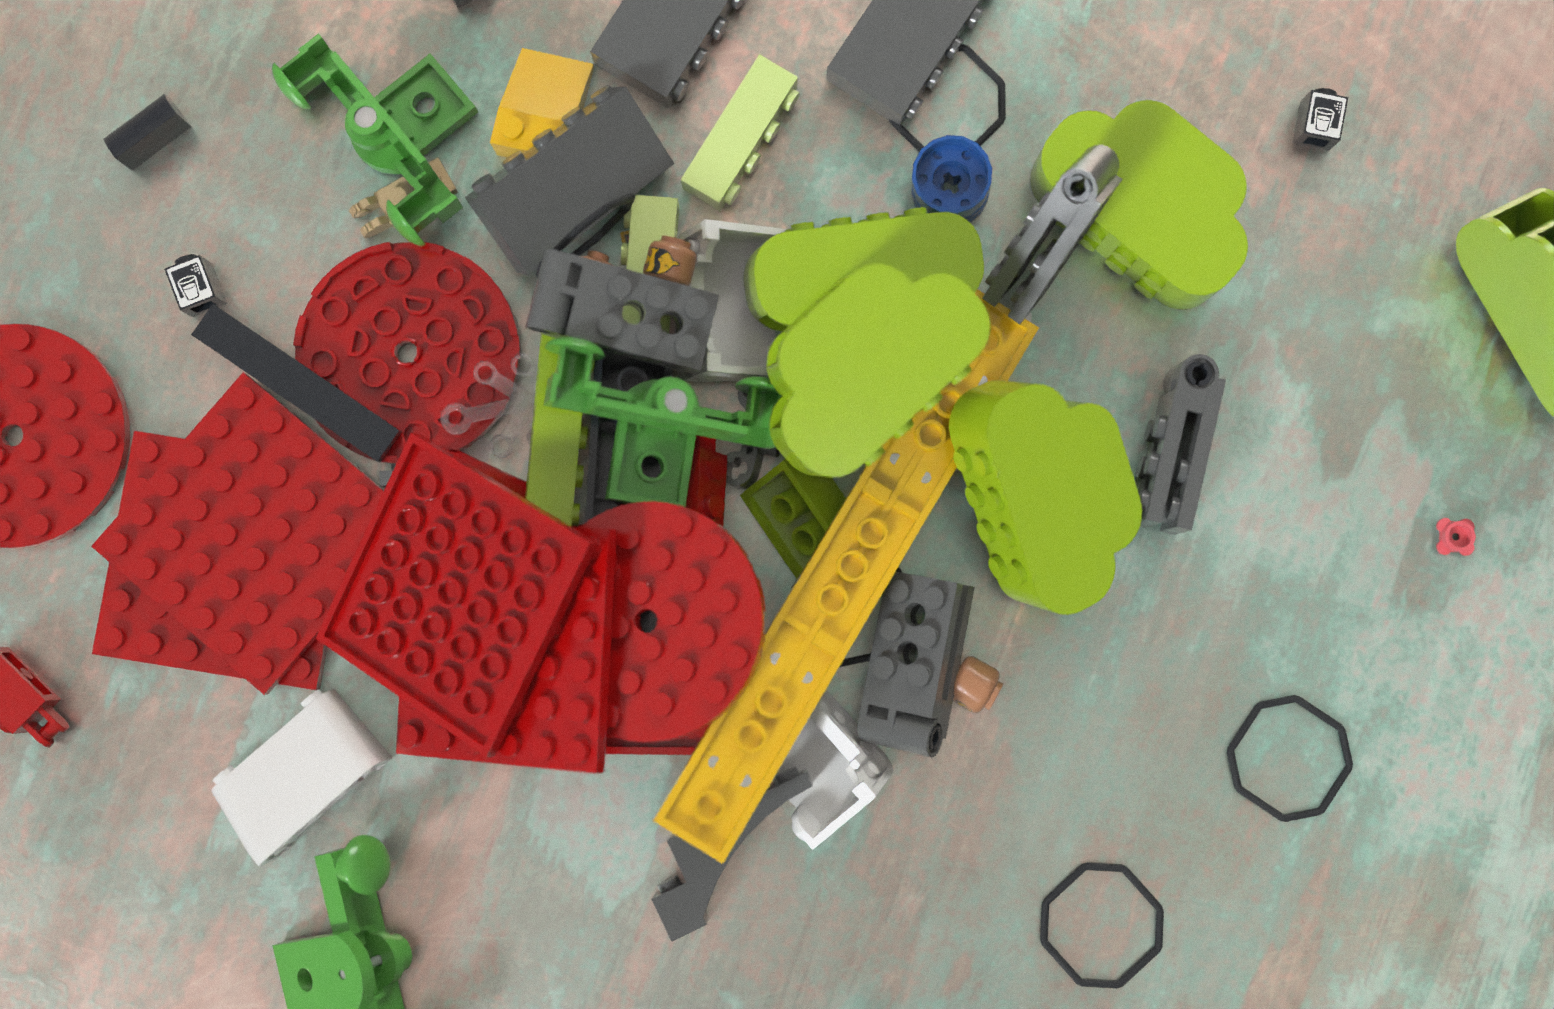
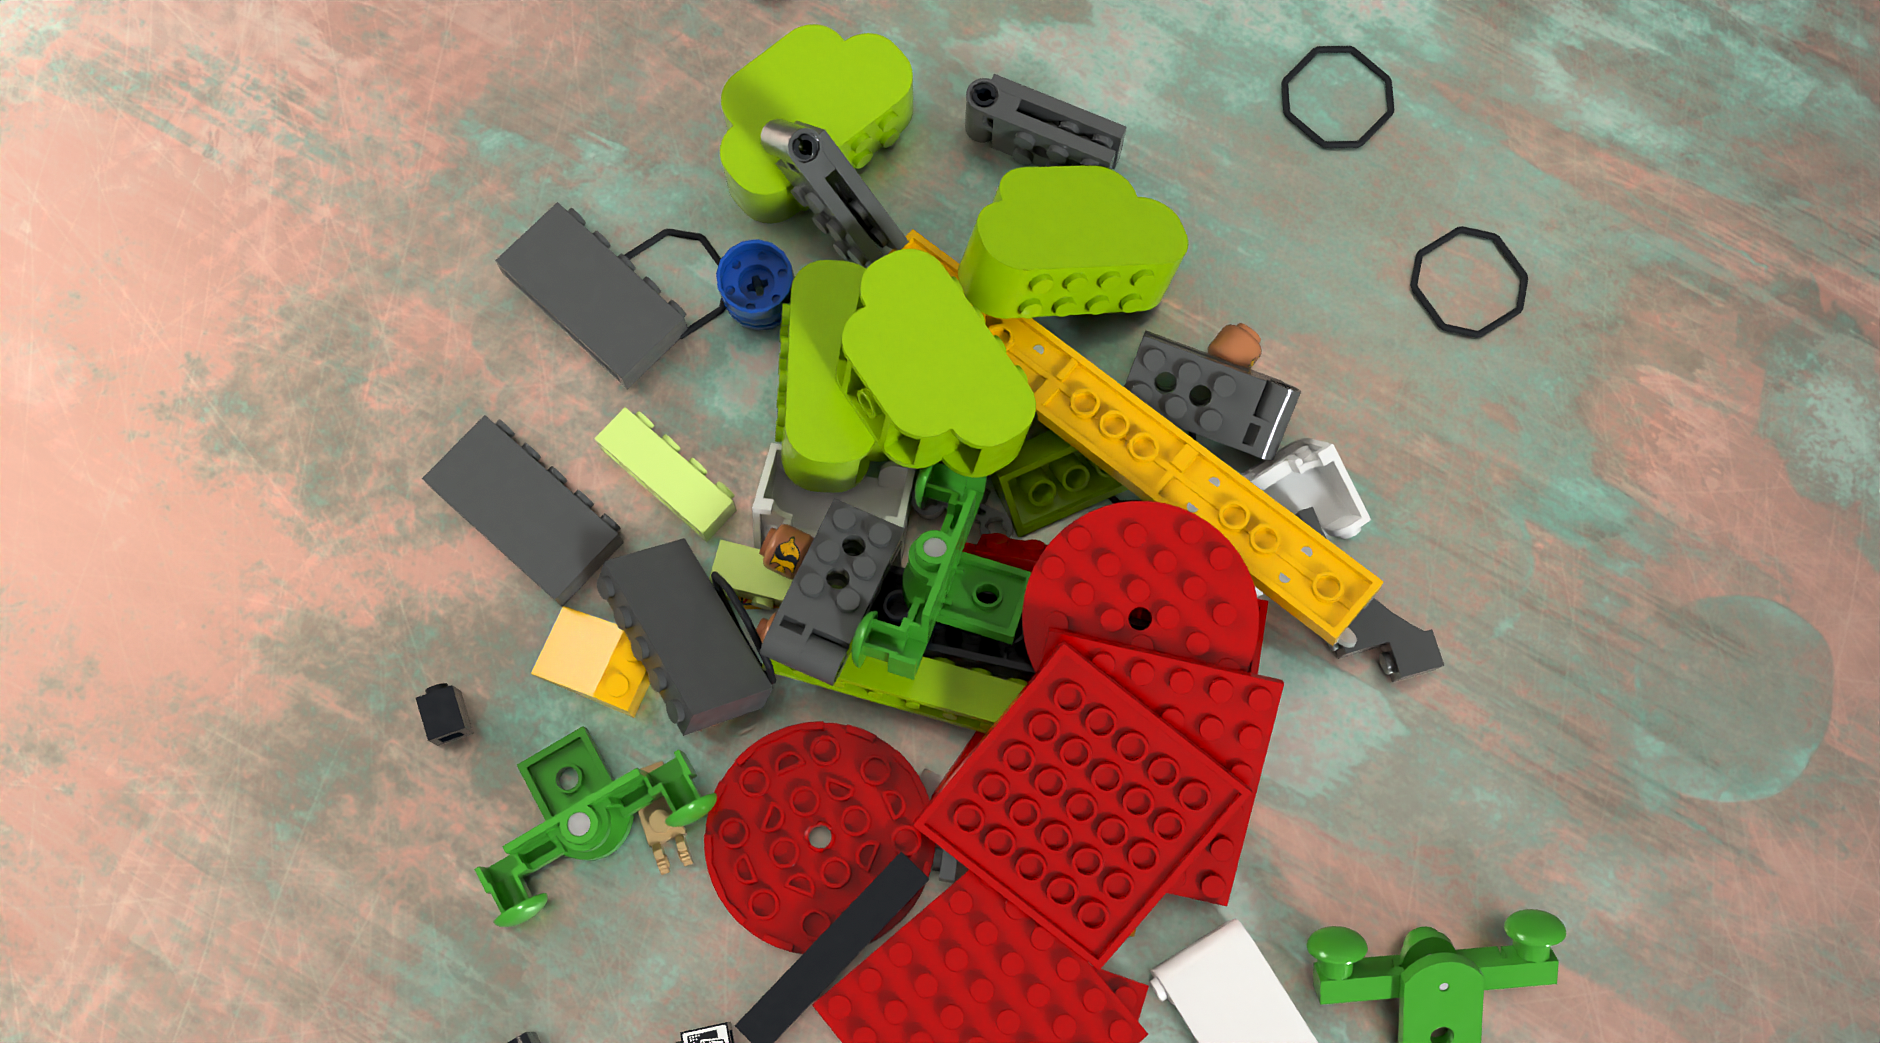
camera: 80 degrees left, 10 degrees down
(519, 404) = (896, 730): clear plant -> none

